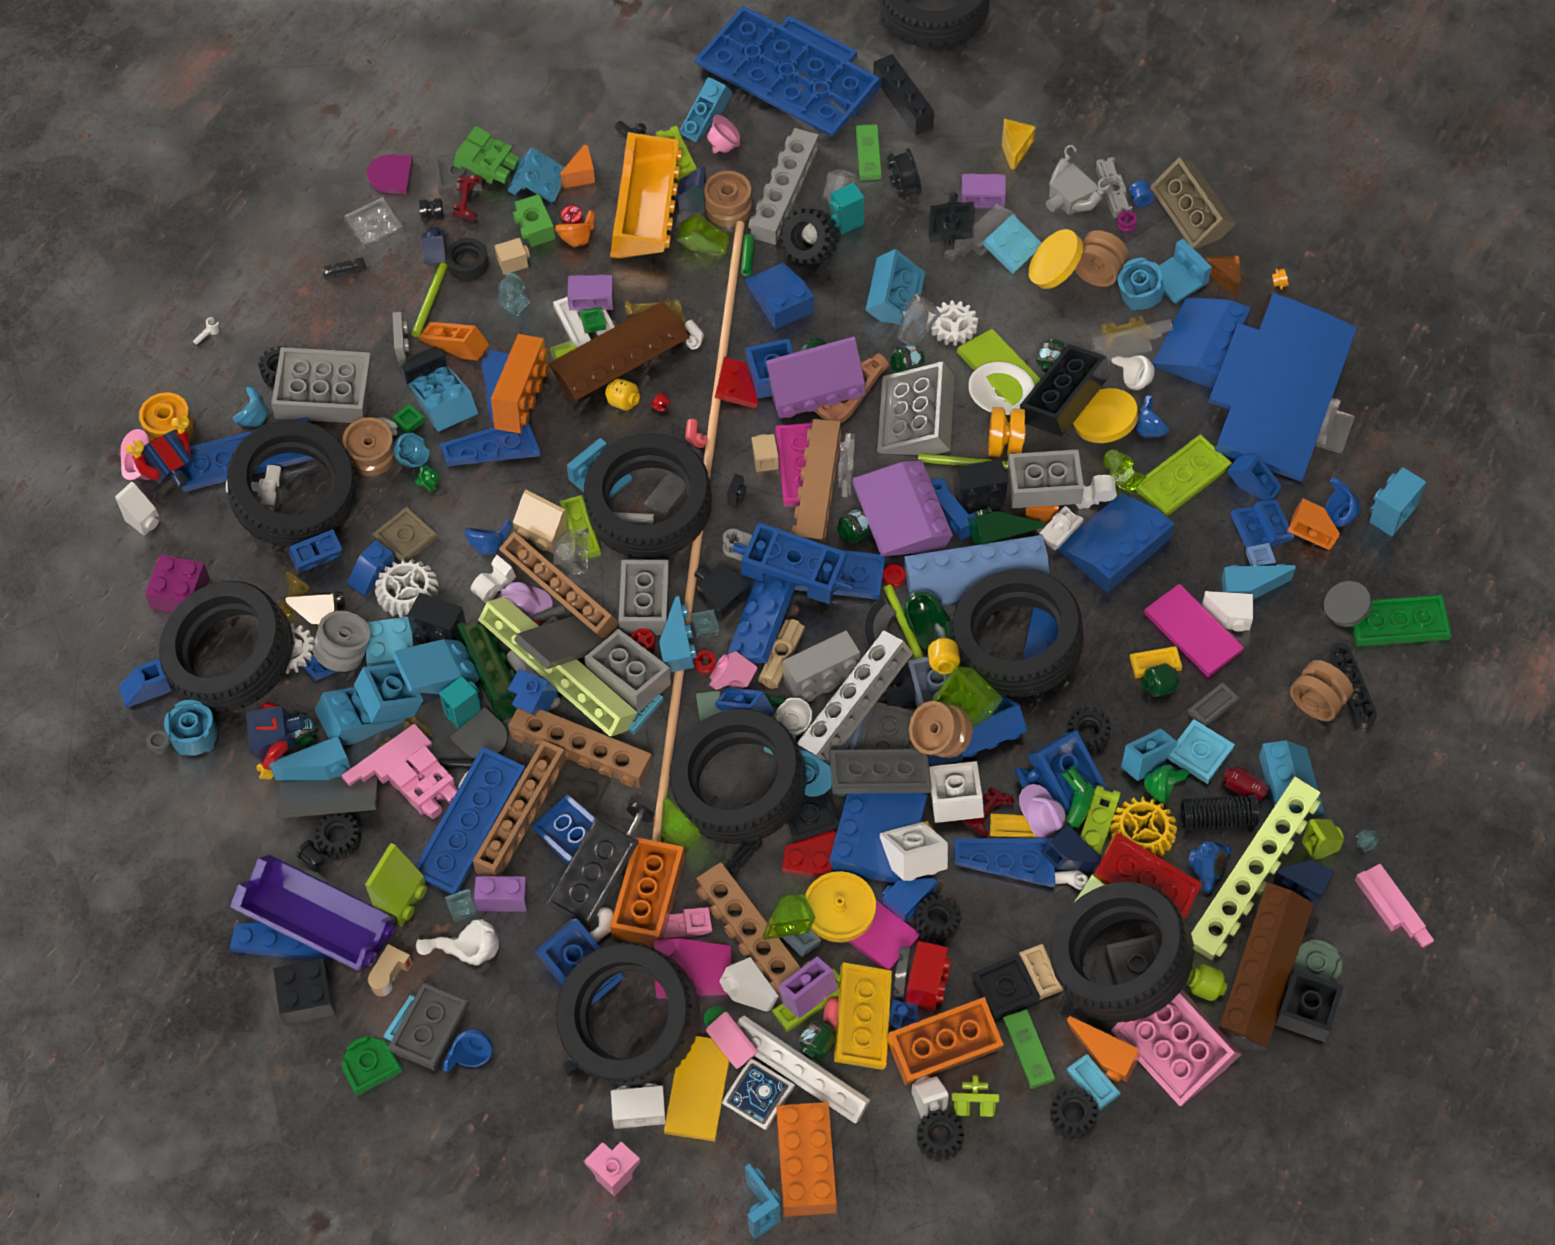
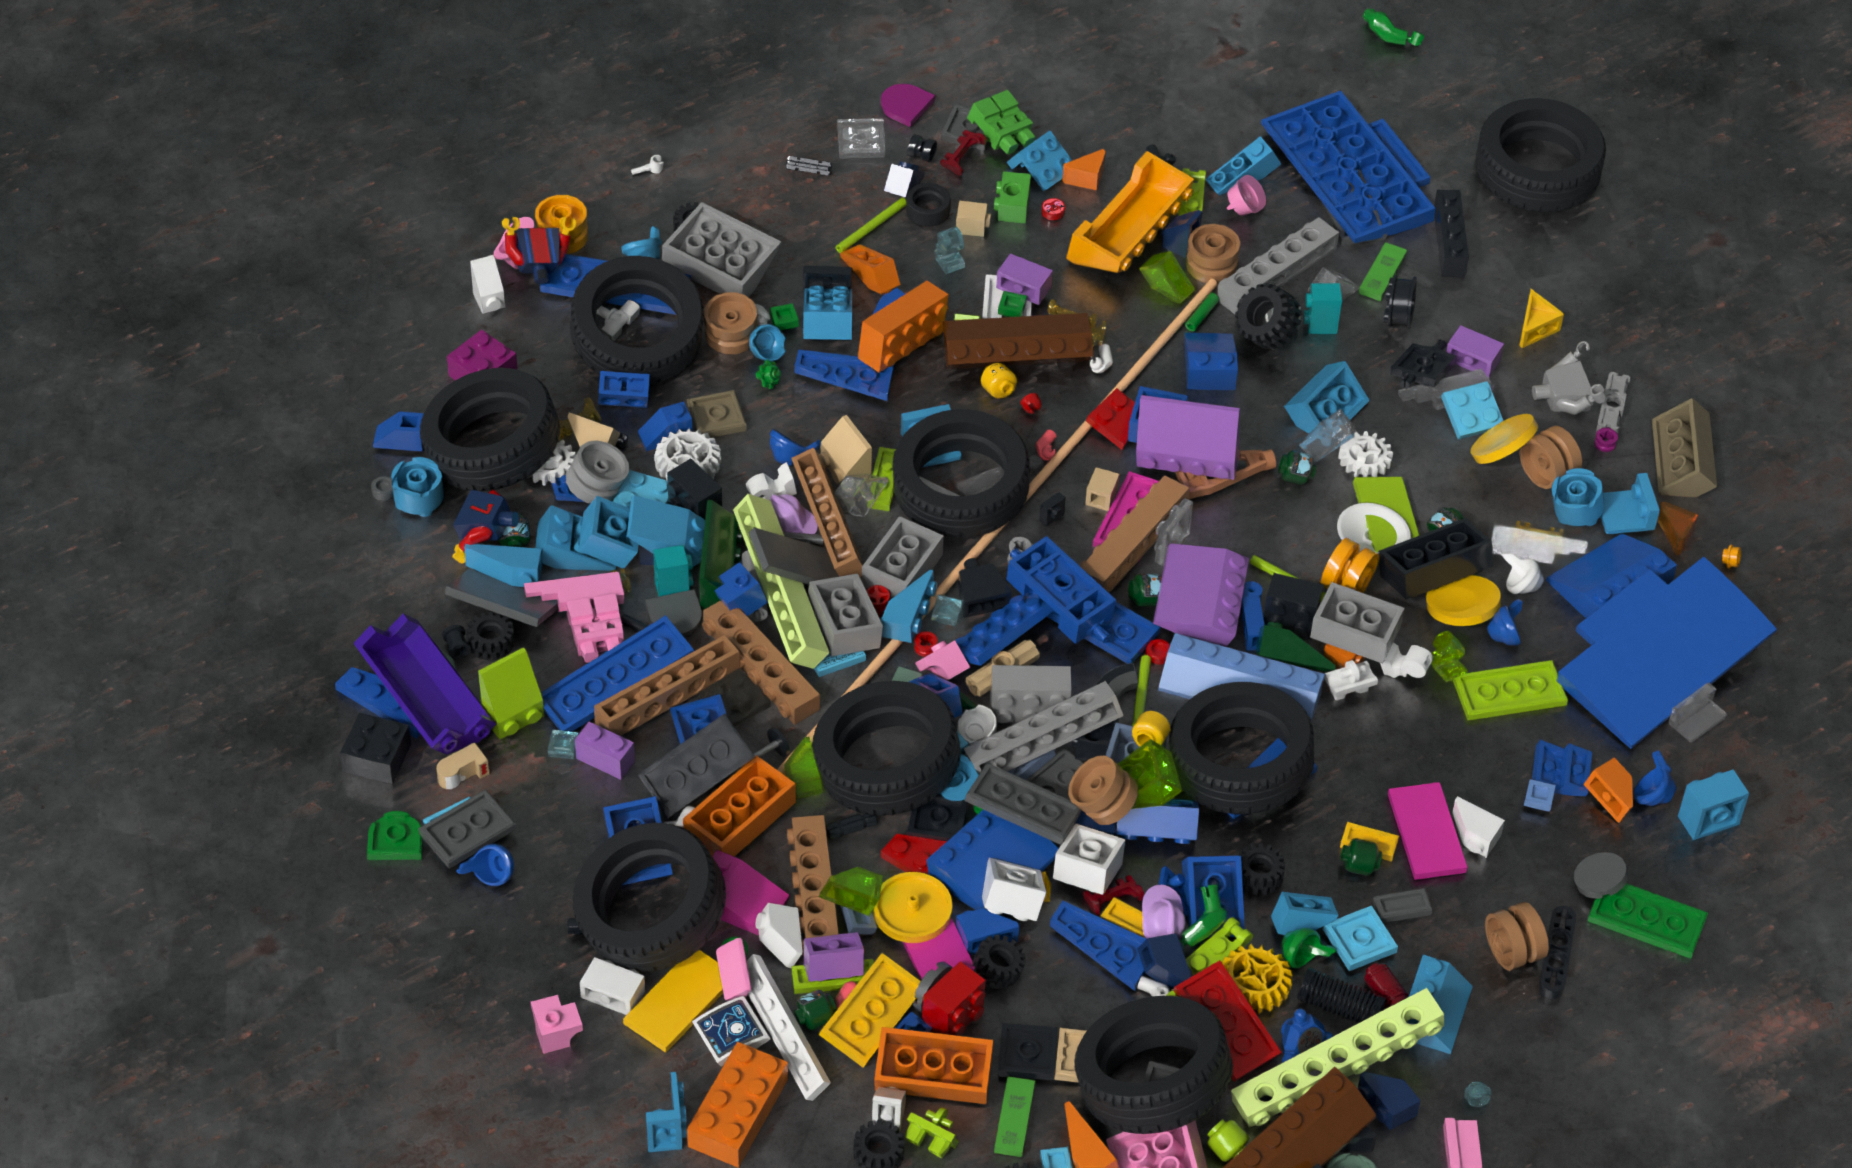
camera: 25 degrees right, 10 degrees down
(401, 343) = (819, 247): light grey plate -> none
(473, 945) = (553, 782): white hair -> none
(577, 234) = (1046, 224): orange hat -> none
(689, 924) = (765, 858): bright pink slope -> none
(916, 411) = (1277, 516): light grey slope -> none
(927, 617) = (1163, 692): dark green hair -> none
(1117, 540) = (1403, 718): blue slope -> none
(1142, 194) = (1637, 420): blue wheel -> none
(1254, 477) = (1581, 721): blue slope -> none
(1256, 578) = (1521, 812): dark azure slope -> none
(1322, 838) = (1431, 1068): lime slope -> none

